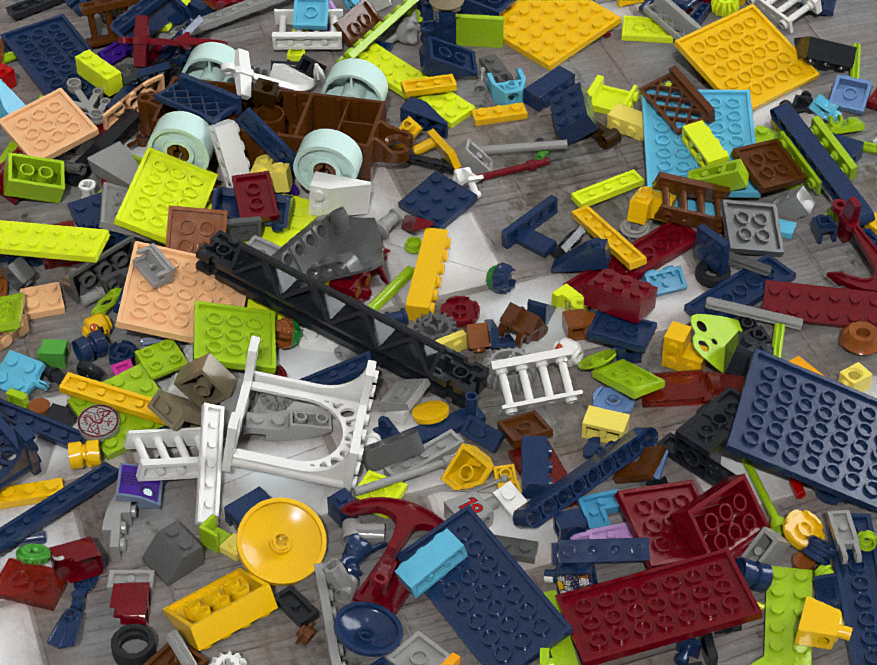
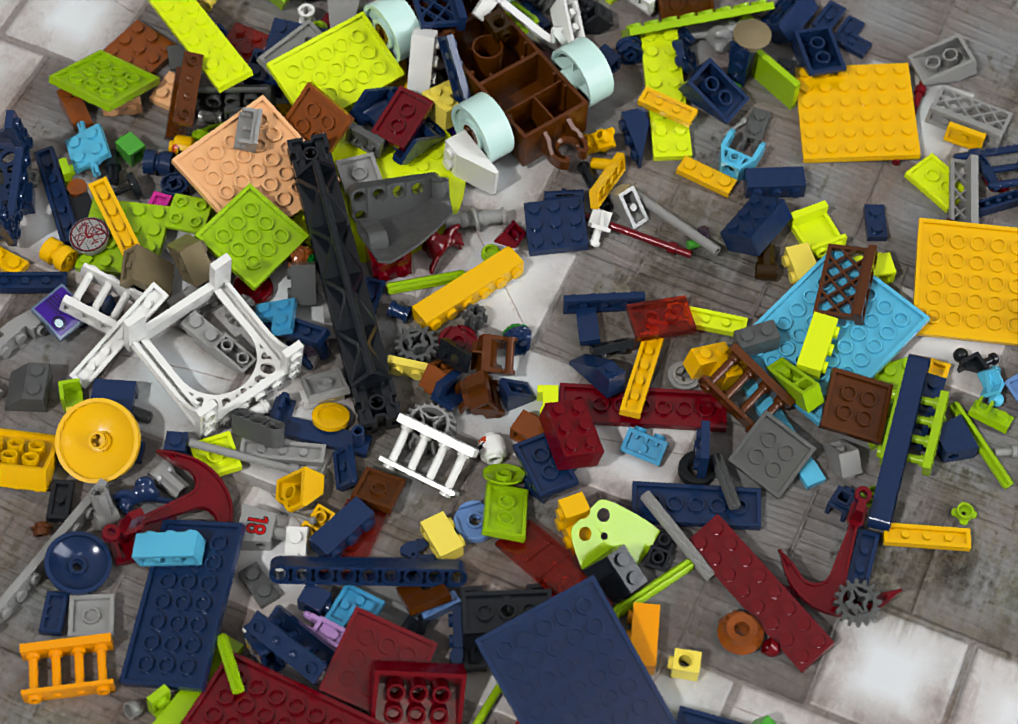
camera: 40 degrees right, 15 degrees up
(53, 288) = (184, 95): none -> reddish brown fence
(307, 342) = (303, 282): none -> dark grey brick
(317, 370) = (280, 313): none -> dark azure plate
(400, 51) = (685, 58): none -> dark blue plate
(417, 180) = (550, 195): none -> dark blue pin
(453, 285) = (475, 316): none -> dark grey gear
(475, 311) = (454, 355): none -> black plate
(496, 298) = (485, 354): none -> reddish brown piece
(572, 600) = (230, 664): none -> lime axle
(583, 201) = (660, 318): none -> clear red plate
(638, 72) = (875, 222): none -> dark blue plate
(666, 161) = (758, 338): none -> dark grey brick
(689, 470) = (456, 639): none -> dark blue hinge

